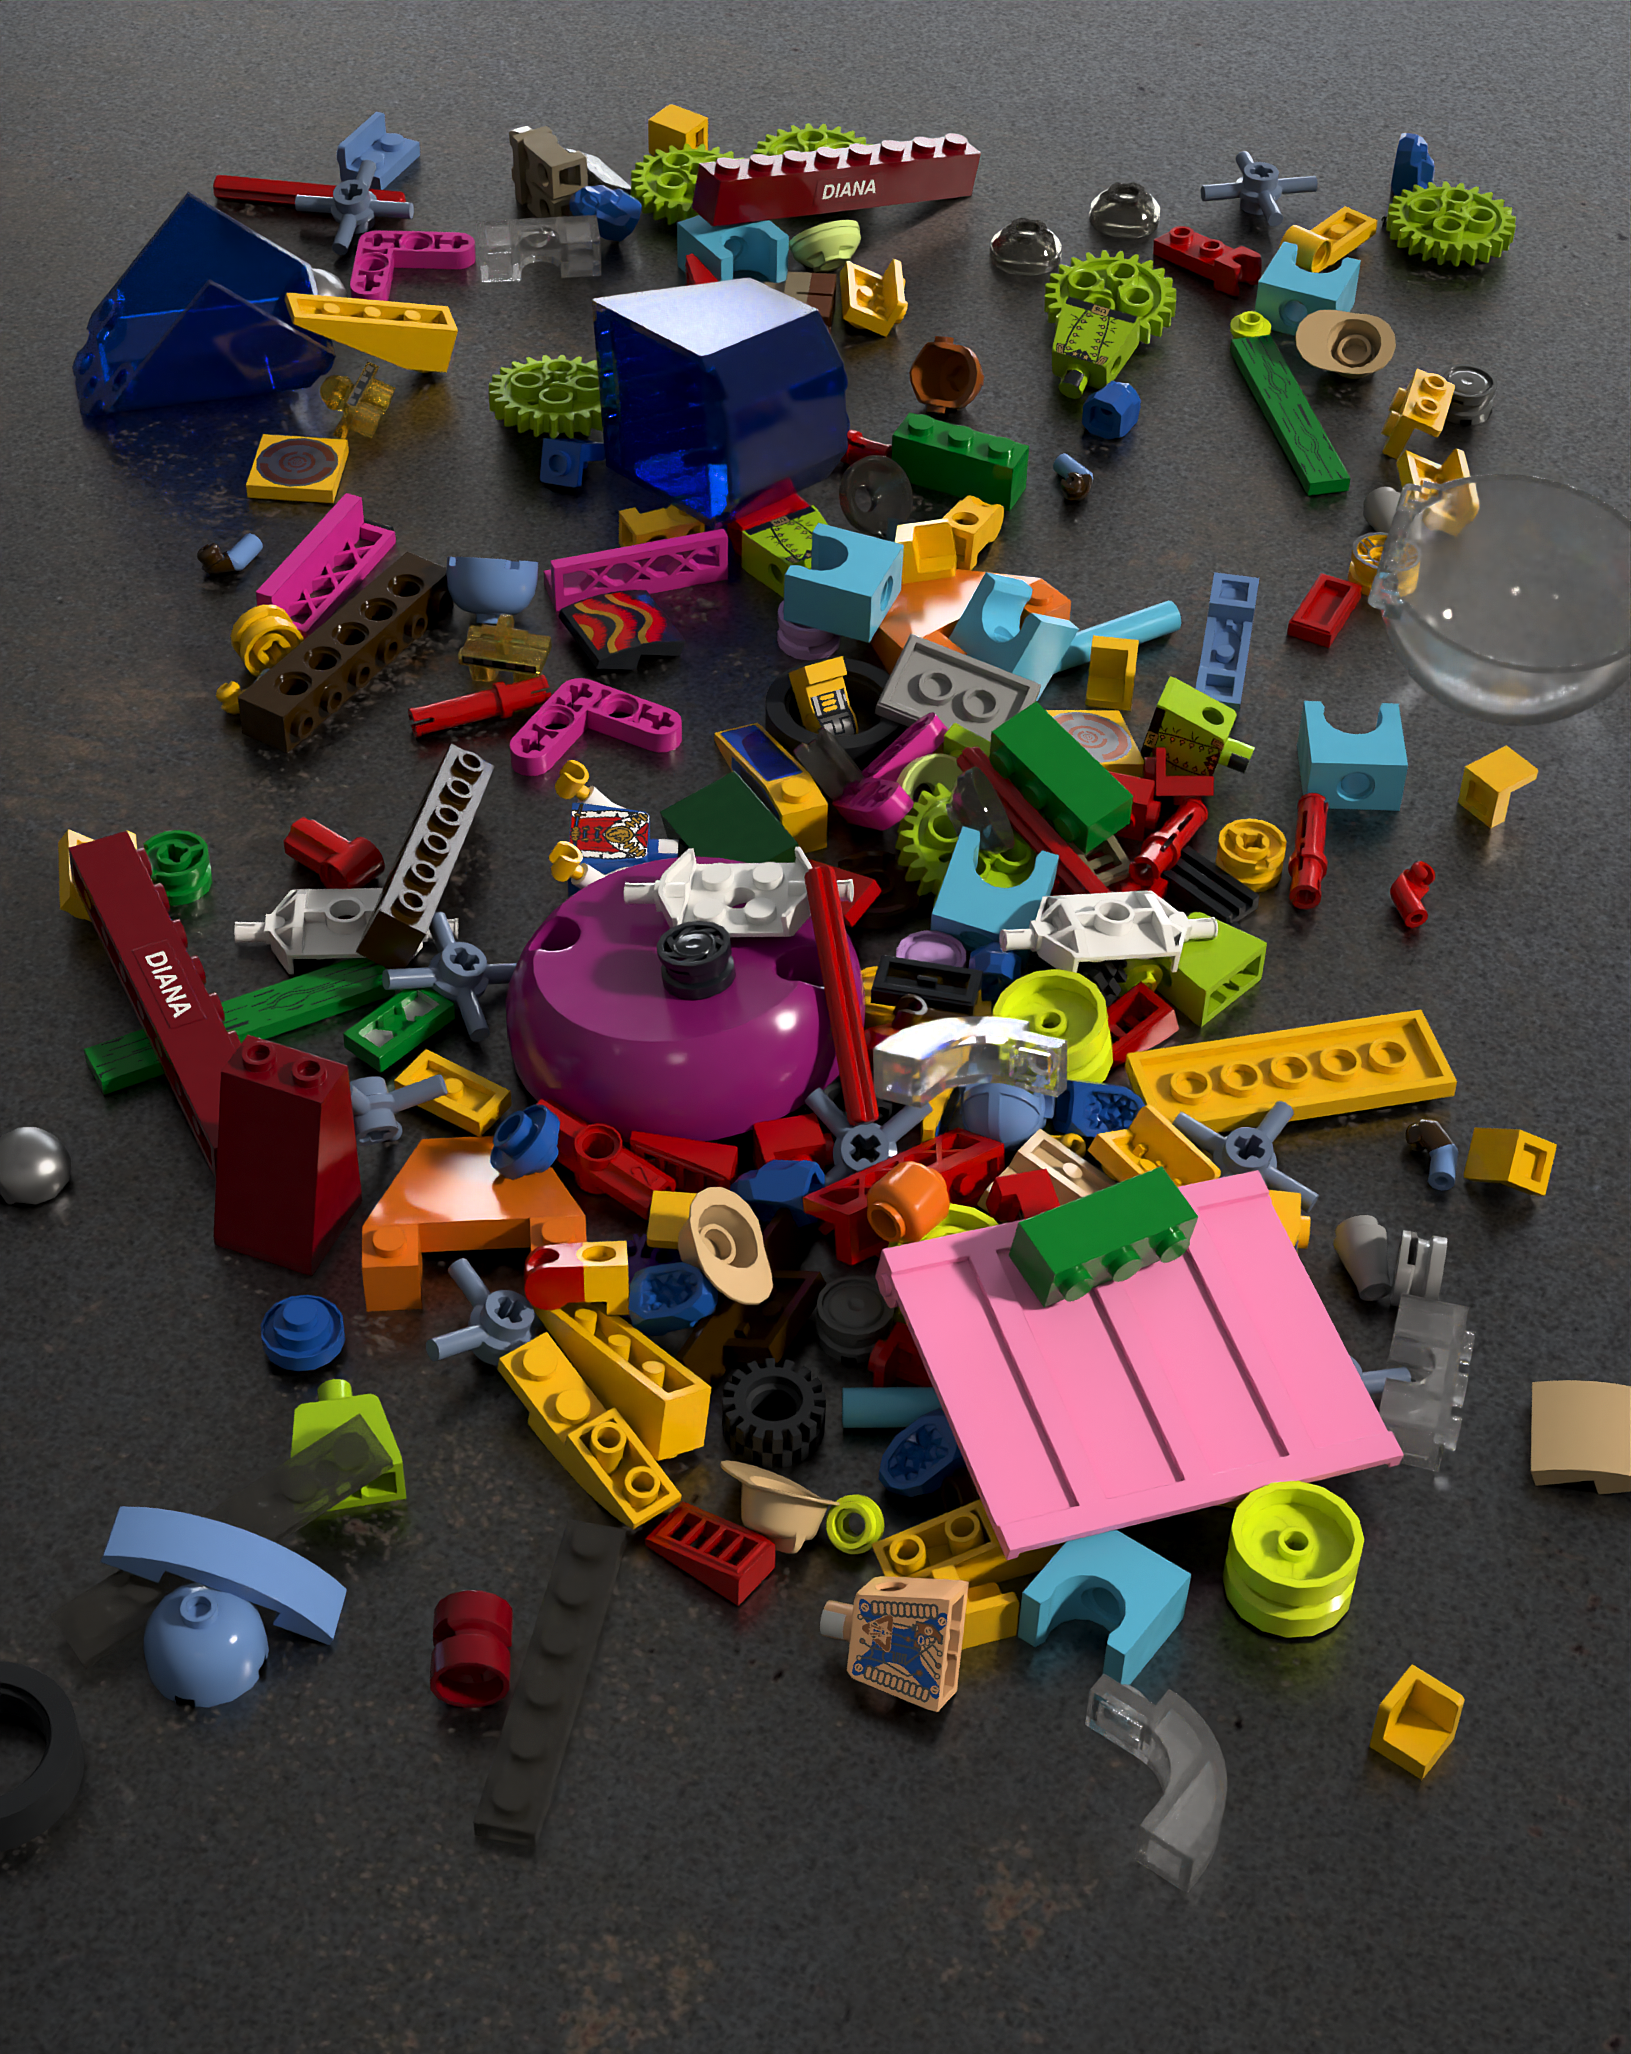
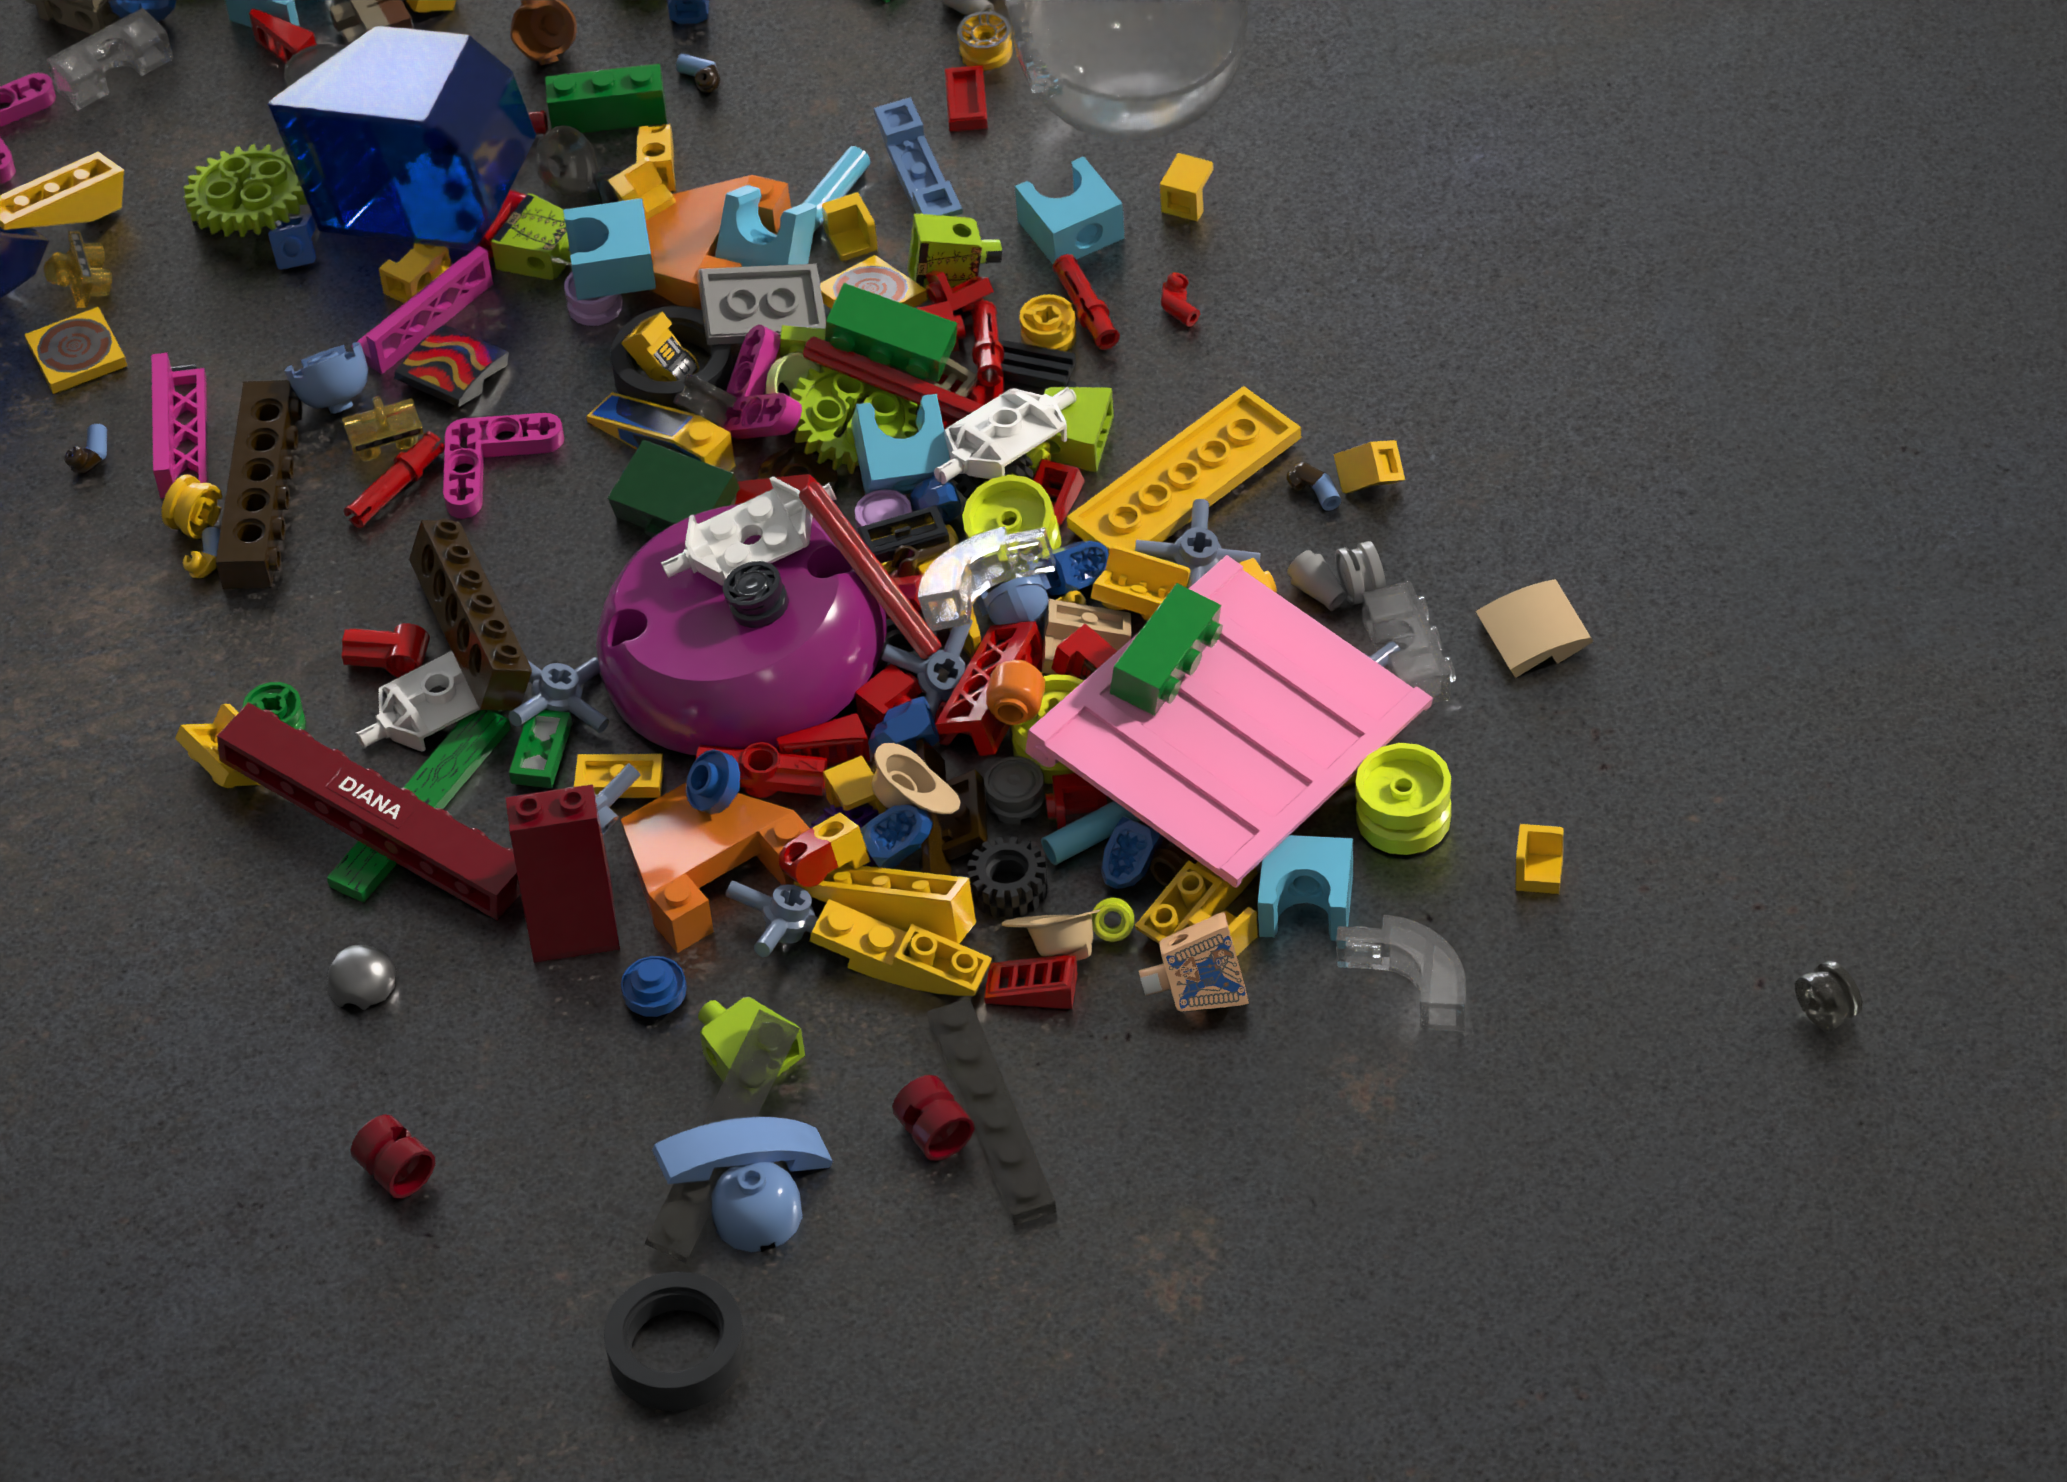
camera: 25 degrees left, 5 degrees up
(601, 834) = (583, 541): torso -> none
(978, 807) = (852, 388): clear smoke piece -> none

